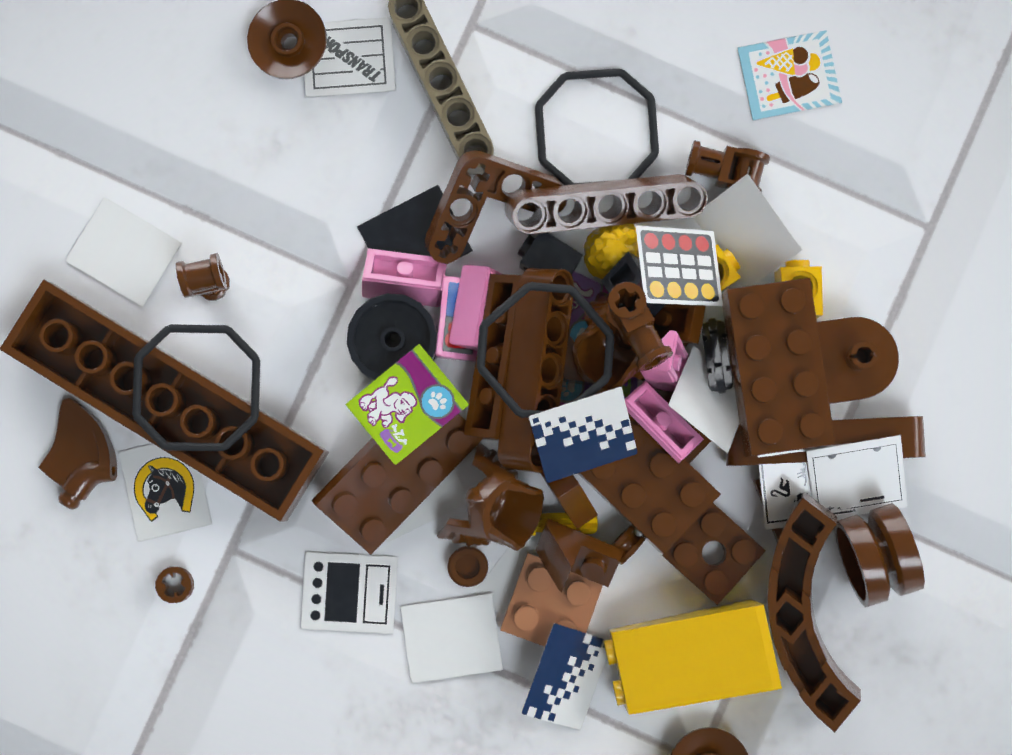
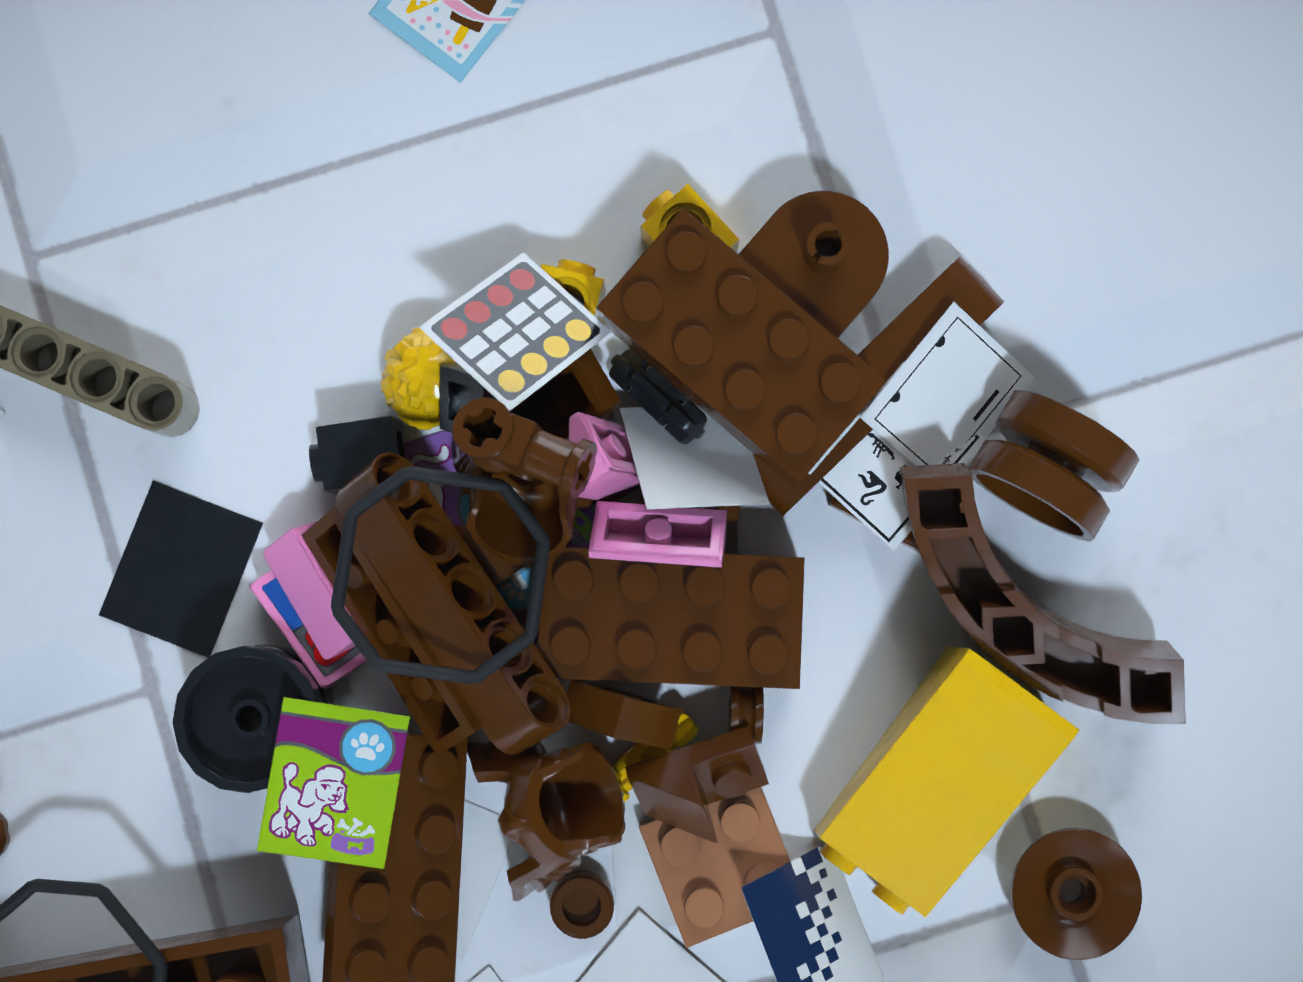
camera: 40 degrees left, 0 degrees up
(403, 274) = (203, 622): bright pink slope -> none
(485, 185) = (206, 431): reddish brown beam -> none
(583, 434) = (575, 634): sticker -> none
(595, 74) = (225, 190): black piece -> none
(624, 208) = (397, 322): beam -> none
(726, 166) = (480, 161): reddish brown connector -> none
(739, 554) = (891, 655): reddish brown piece -> none
(749, 230) = (565, 214): white sticker -> none

